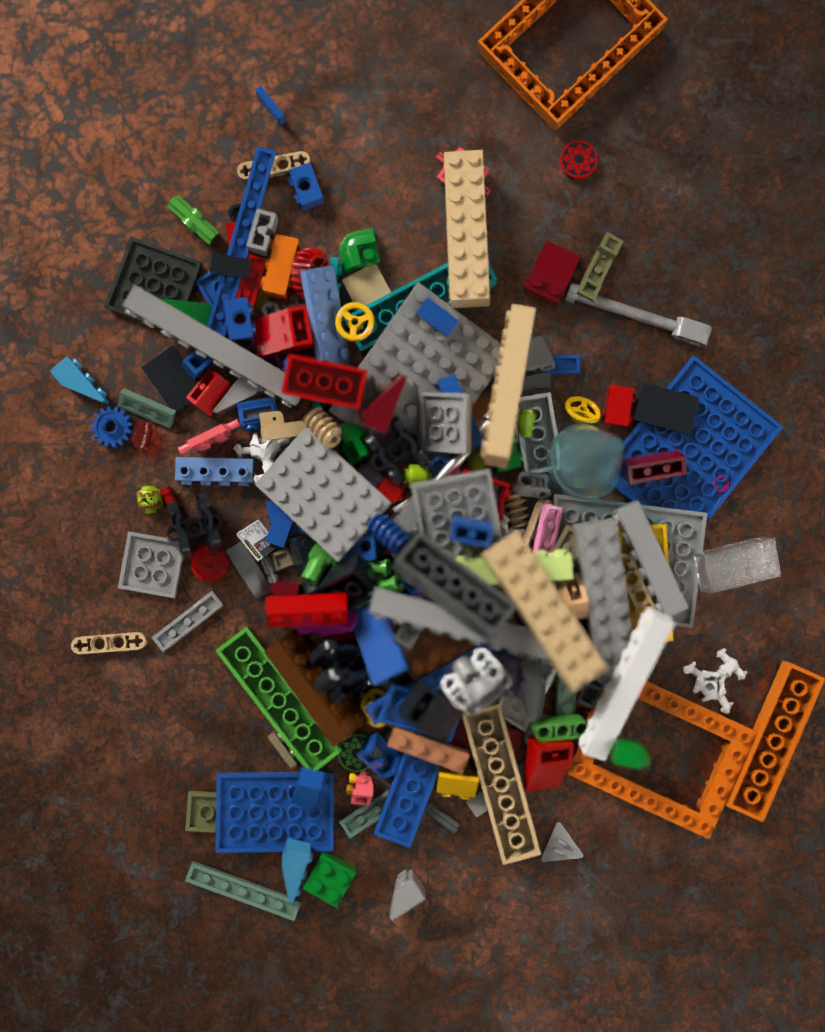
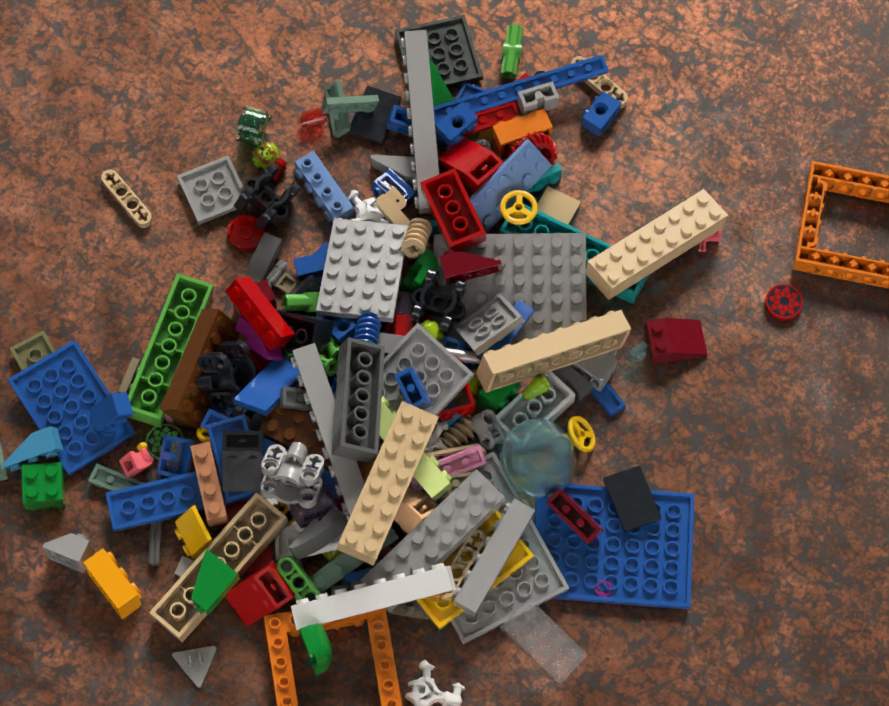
camera: 50 degrees right, 20 degrees down
(71, 376) = (322, 43): dark azure slope -> none
(102, 424) = (305, 102): blue gear -> none
(116, 493) = (253, 126): none -> clear green brick
(154, 397) = (350, 104): none -> sand green plate
(188, 621) = (185, 246): light grey tile -> none
(203, 441) = (347, 165): coral plate -> none
(209, 391) = (383, 143): red brick -> none
(230, 266) = (493, 92): black tile -> none
(254, 540) = (287, 250): sticker -> none
(270, 105) = (644, 49): blue tile -> none
(358, 250) = (581, 183): green brick -> none
(437, 317) = (568, 264): blue tile -> none
(456, 876) = (113, 583): none -> light orange brick
(518, 801) = (213, 583): none -> green slope
(543, 312) = (637, 352): none -> clear light blue plate
(599, 267) = (708, 372): olive slope -> none
(618, 406) = (606, 461): red brick -> none
(683, 328) = (709, 472): piece -> none

